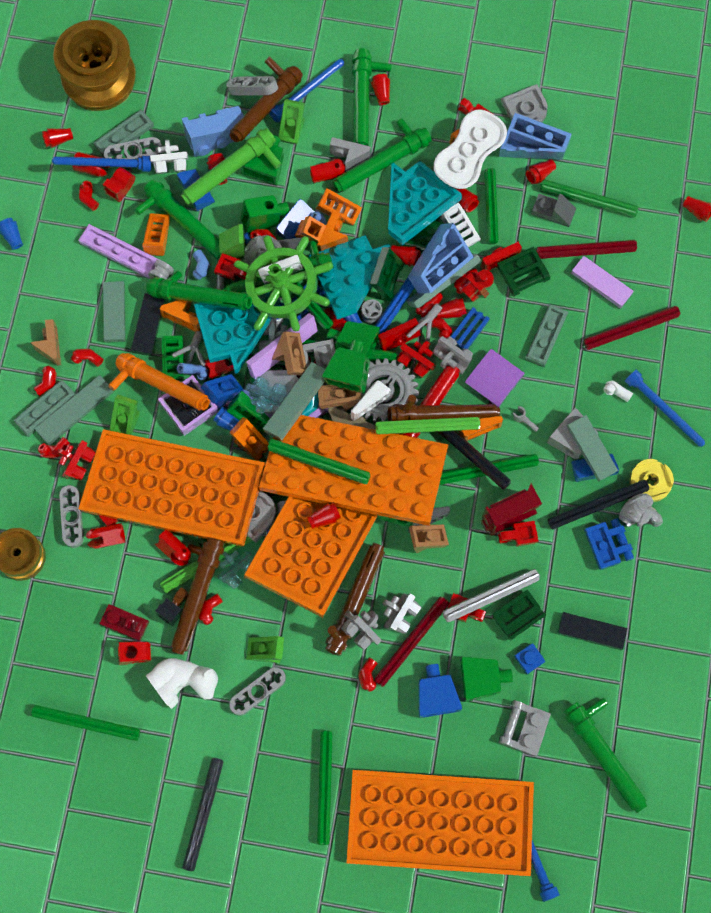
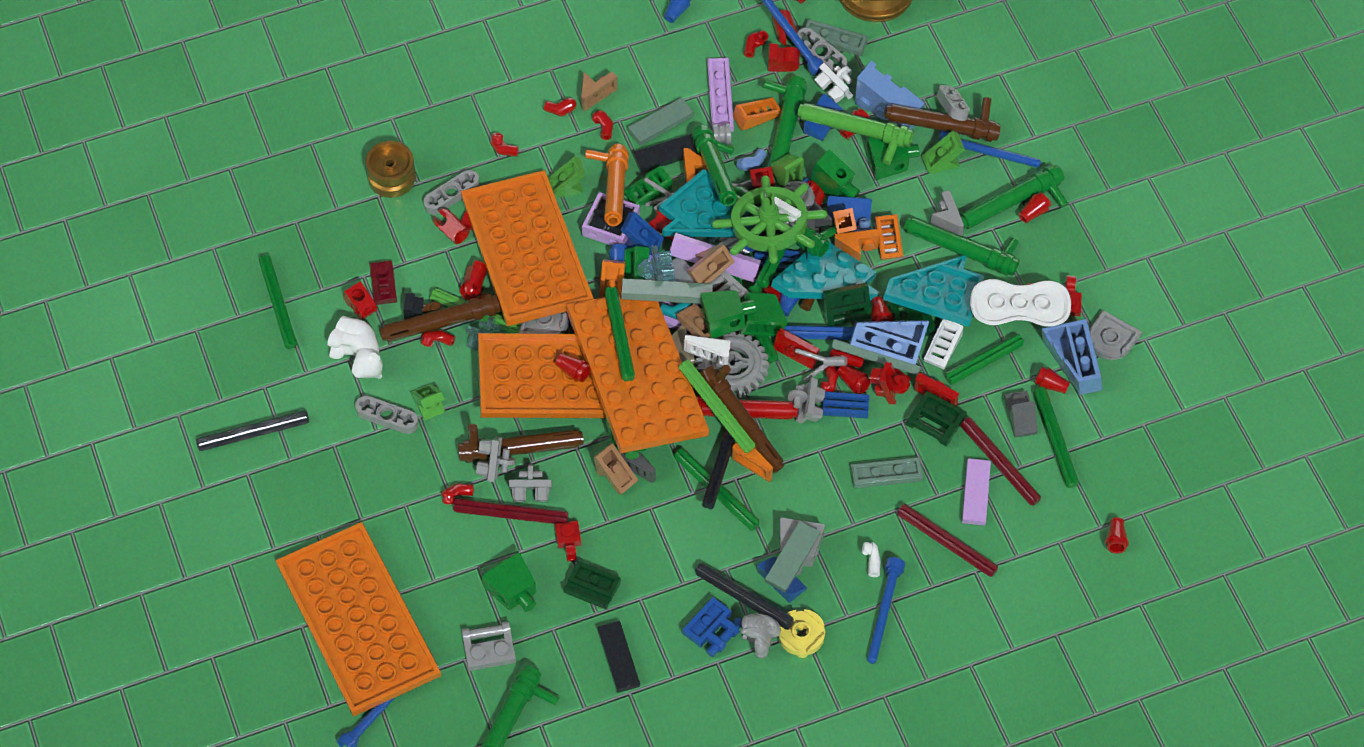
camera: 60 degrees right, 15 degrees down
(44, 407) = (536, 120): sand green tile -> none
(74, 410) = (547, 141): sand green tile -> none
(81, 452) = (511, 164): red hips -> none
(193, 369) = (647, 206): medium blue arm -> none
(324, 798) = (333, 511): green axle -> none
(327, 170) = (915, 206): red piece -> none
(371, 306) = (807, 311): light grey wheel -> none
(408, 354) = (789, 374): red hips -> none
(437, 694) = (472, 554): blue torso -> none
(469, 200) = (974, 334): red cone -> none
(491, 595) = (594, 549): light grey axle -> none
(494, 377) = (811, 449): medium lavender slope -> none
(511, 510) = (685, 522): dark red window -> none
(523, 418) = (789, 493): light grey hand -> none
(523, 534) = (673, 548): red plate -> none
(529, 658) = (557, 617): blue plate -> none

